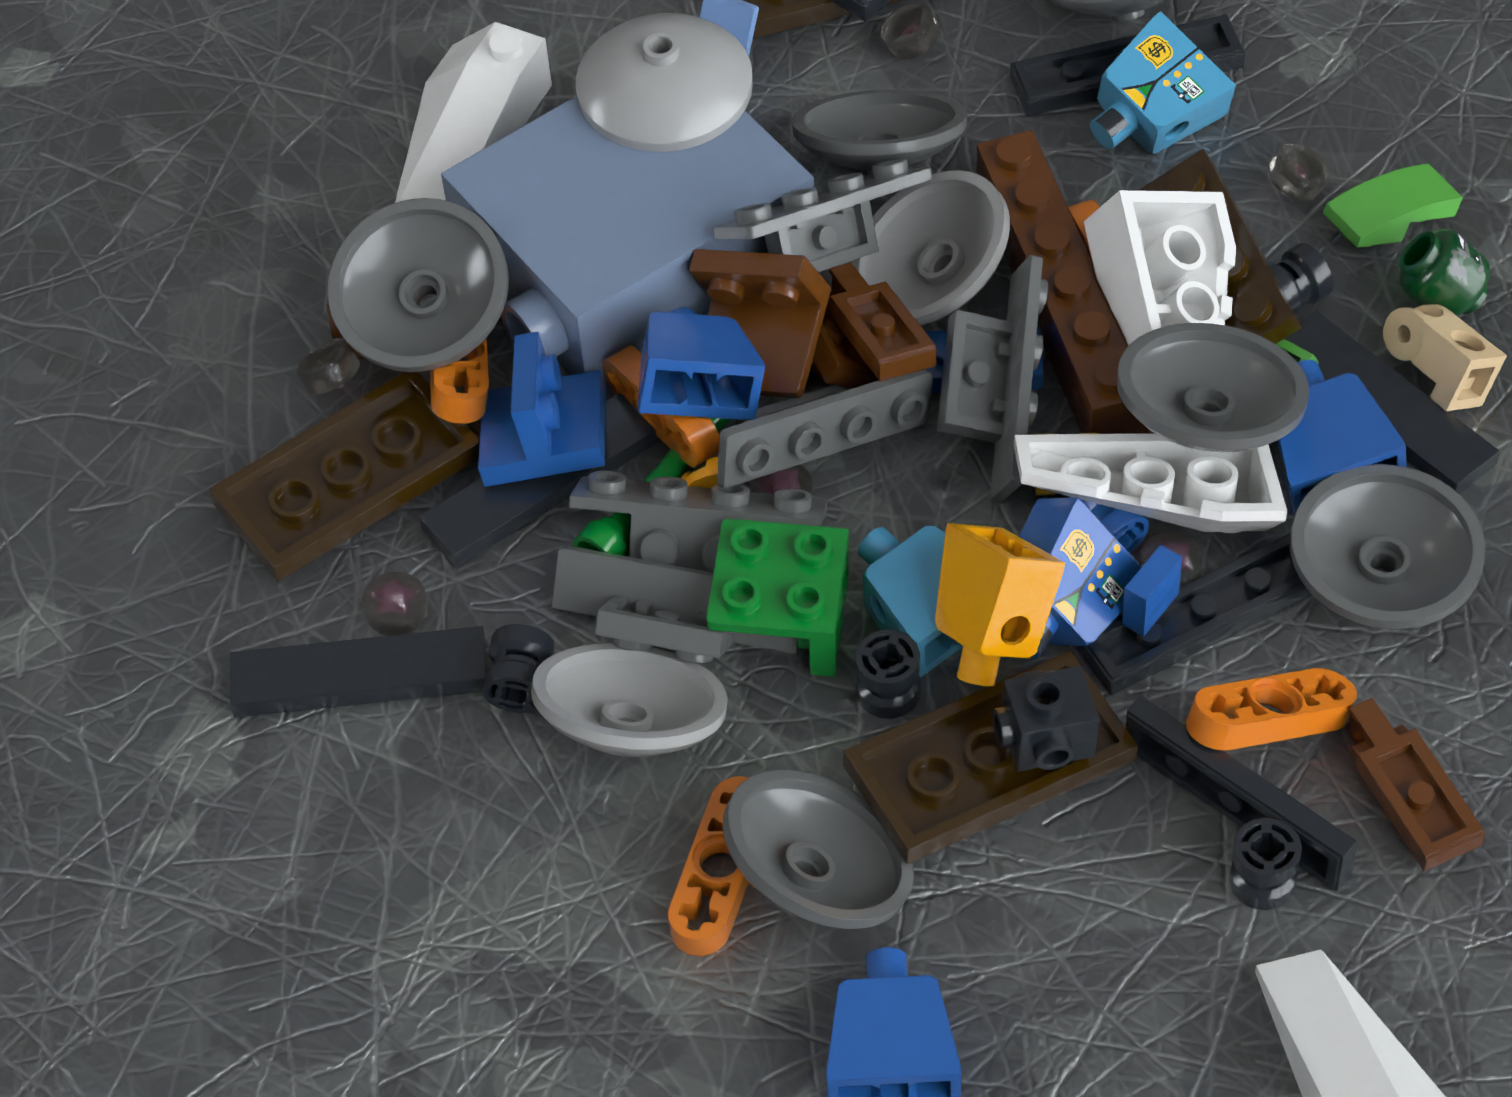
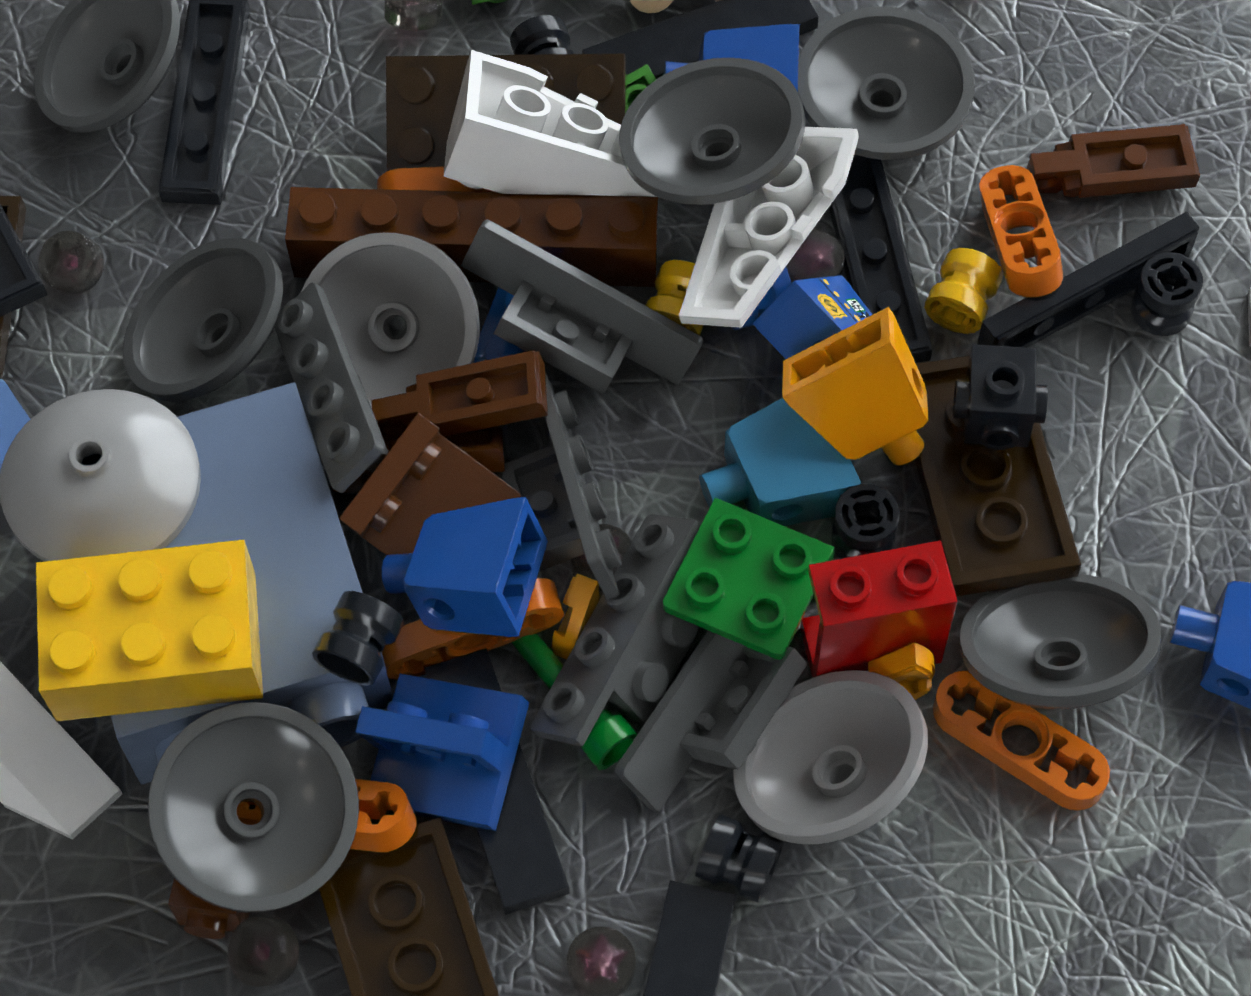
camera: 75 degrees left, 10 degrees up
(527, 146) = (148, 630): none -> yellow brick
(572, 282) = (358, 637): none -> black wheel
(743, 743) = (909, 666): none -> light orange tile
(768, 673) = (878, 606): none -> red panel
(1151, 590) = (868, 273): blue tile -> none
(1160, 90) = (270, 74): dark azure torso -> none
(1179, 681) = (962, 294): none -> yellow wheel

